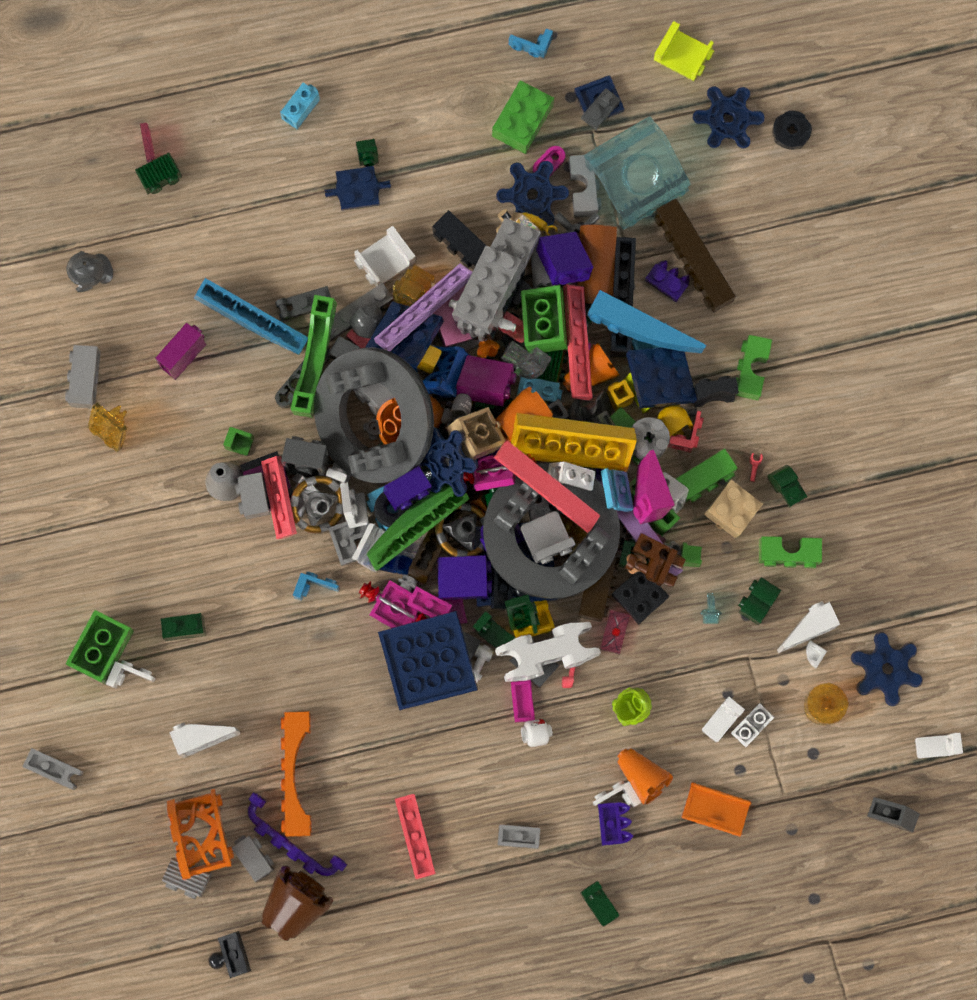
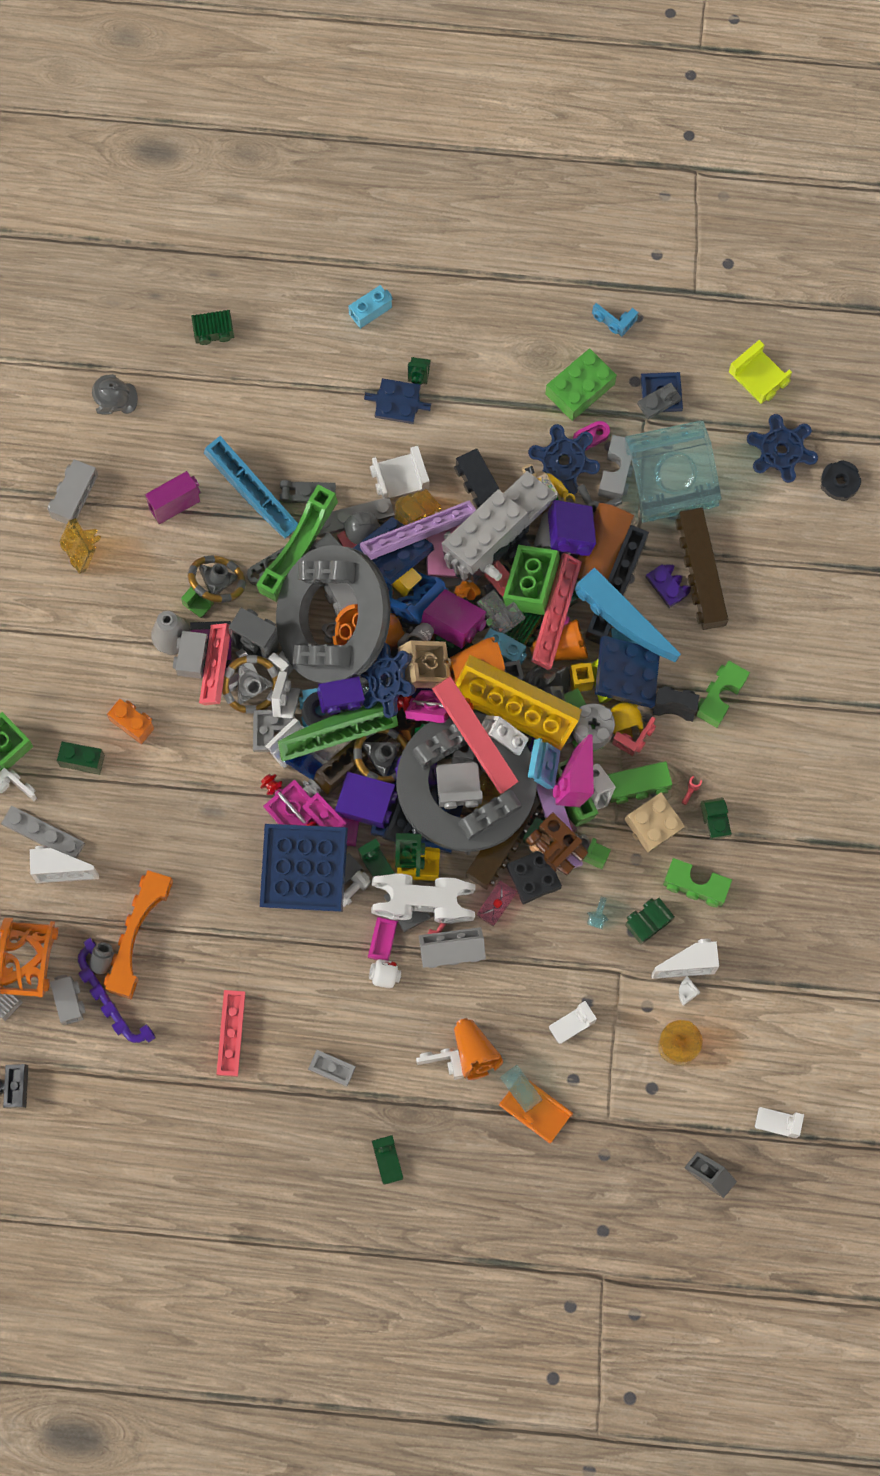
camera: 20 degrees right, 5 degrees down
(147, 142) = (213, 294): clear pink tile -> none
(173, 709) = (42, 832): none -> light grey plate
(216, 576) = (130, 721): none -> orange brick
(249, 414) = (216, 578): none -> dark grey piece
(271, 808) = (101, 958): none -> dark grey brick
(294, 903) = (90, 1055): reddish brown cone -> none
(302, 587) = (209, 756): dark azure bracket -> none
(589, 687) = (452, 947): none -> light grey brick
(612, 823) = (428, 1086): dark purple plate -> none
(632, 706) = (487, 980): lime hair -> none
(697, 795) = (521, 1088): none -> clear light blue plate
(752, 724) = (601, 1039): white slope -> none
(874, 675) = (741, 1036): dark blue plate -> none

